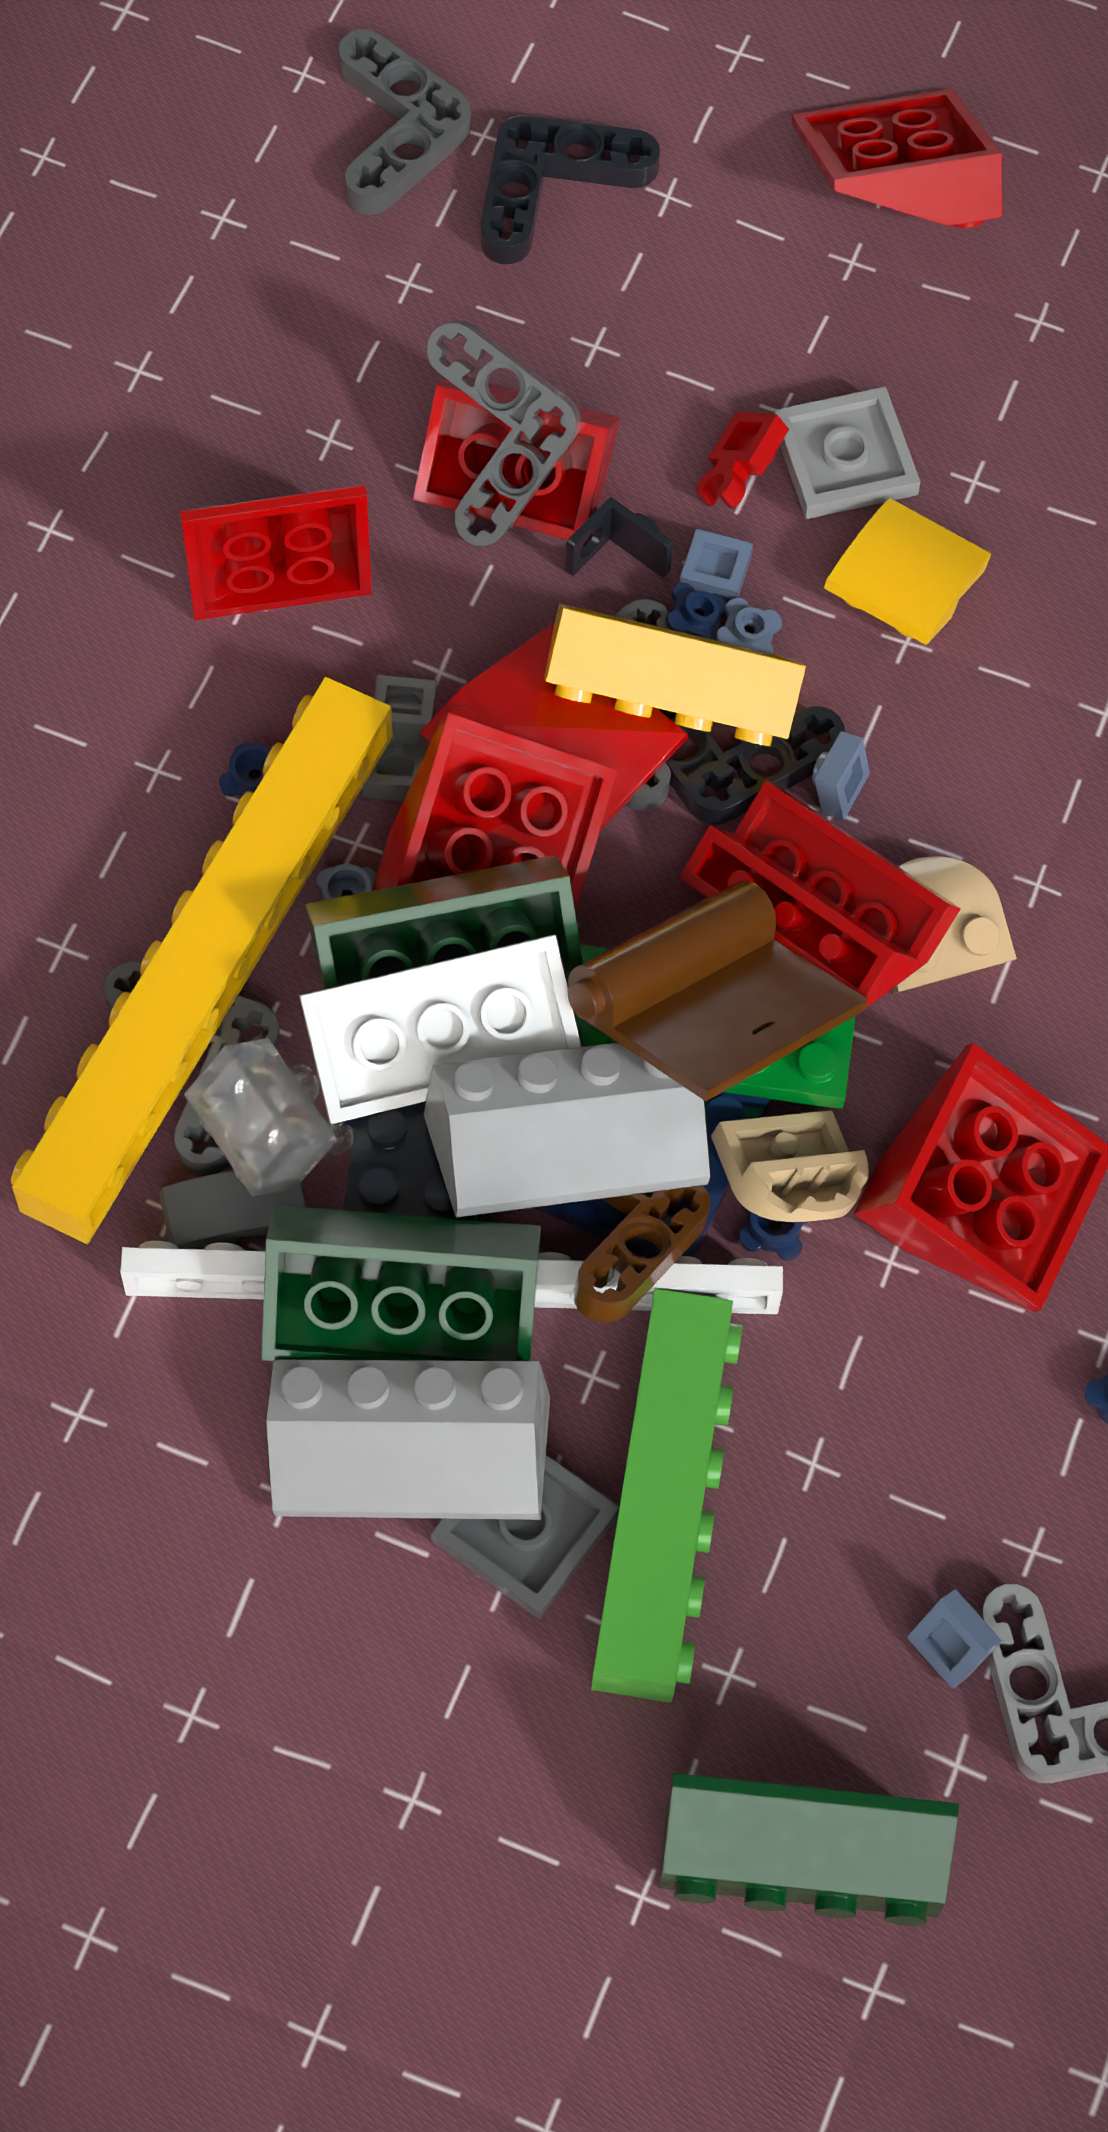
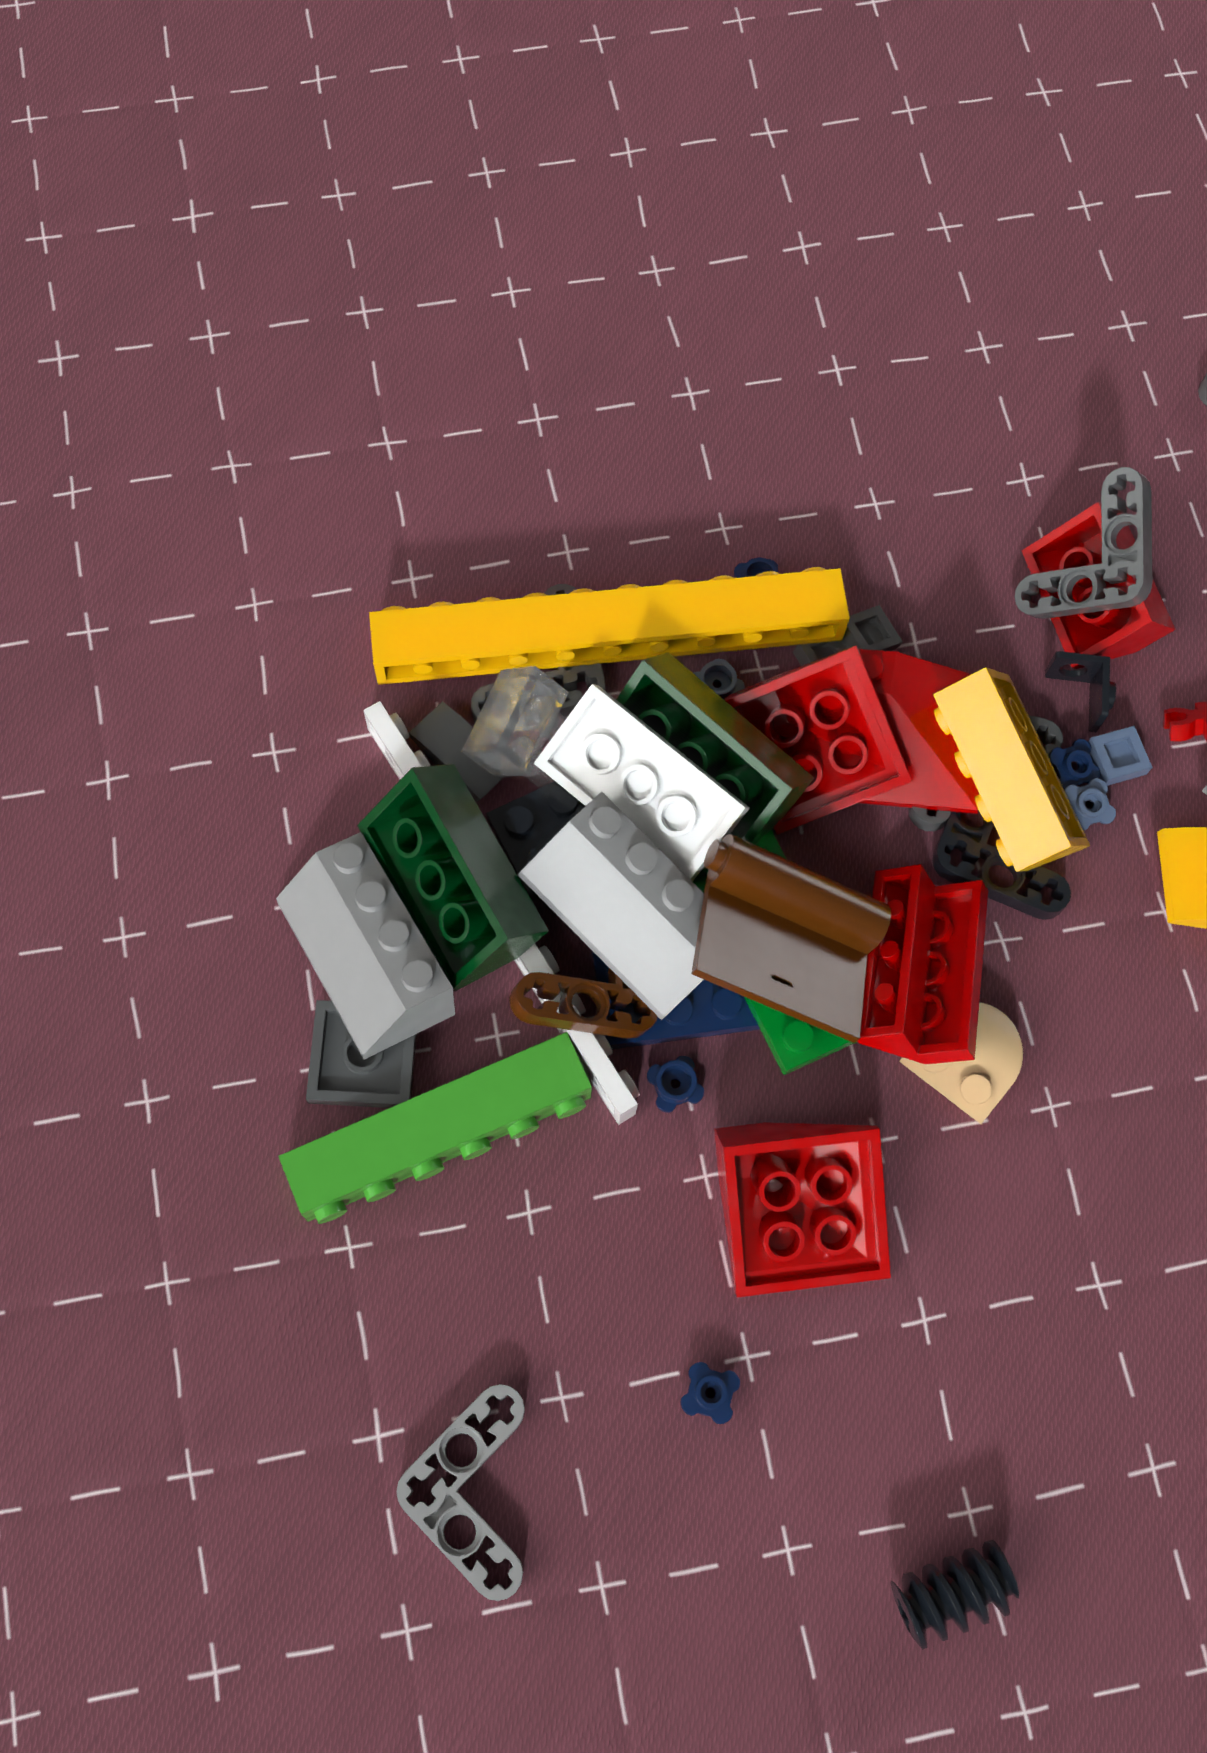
camera: 55 degrees right, 5 degrees up
(278, 552) = (909, 489): red slope -> none
(791, 1166) = (716, 1068): tan slope -> none
(807, 1848) = (243, 1369): slope -> none
(841, 775) = (1027, 927): sand blue plate -> none
(954, 1638) = (456, 1380): sand blue plate -> none

